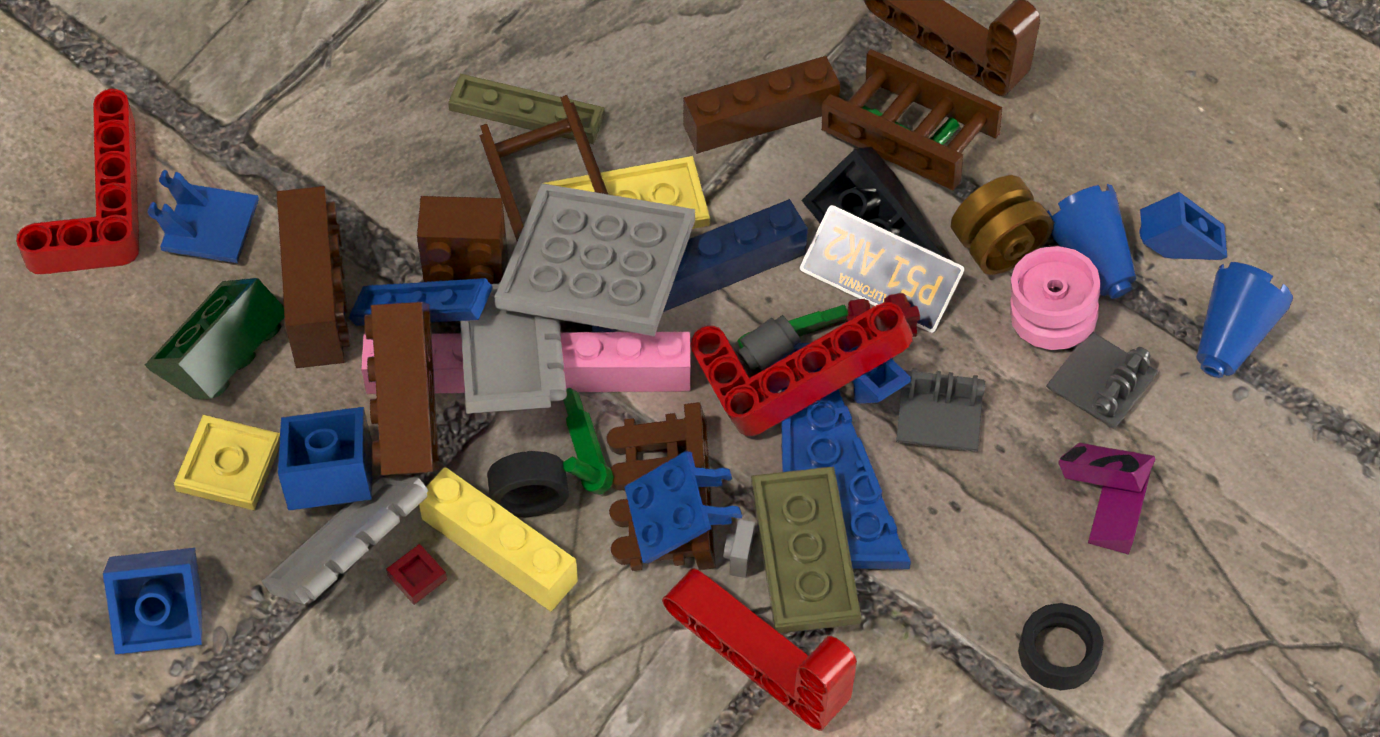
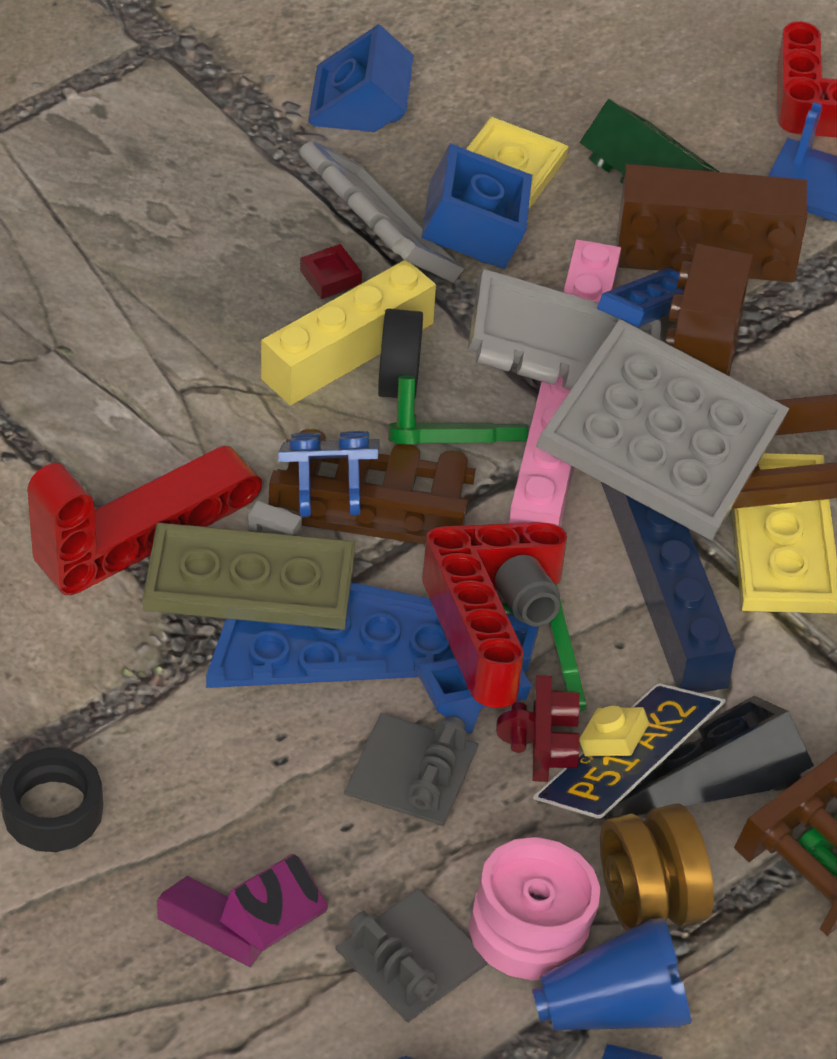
camera: 100 degrees right, 10 degrees down
(403, 388) = (544, 235): reddish brown brick -> none
(868, 280) = (614, 731): none -> light yellow plate

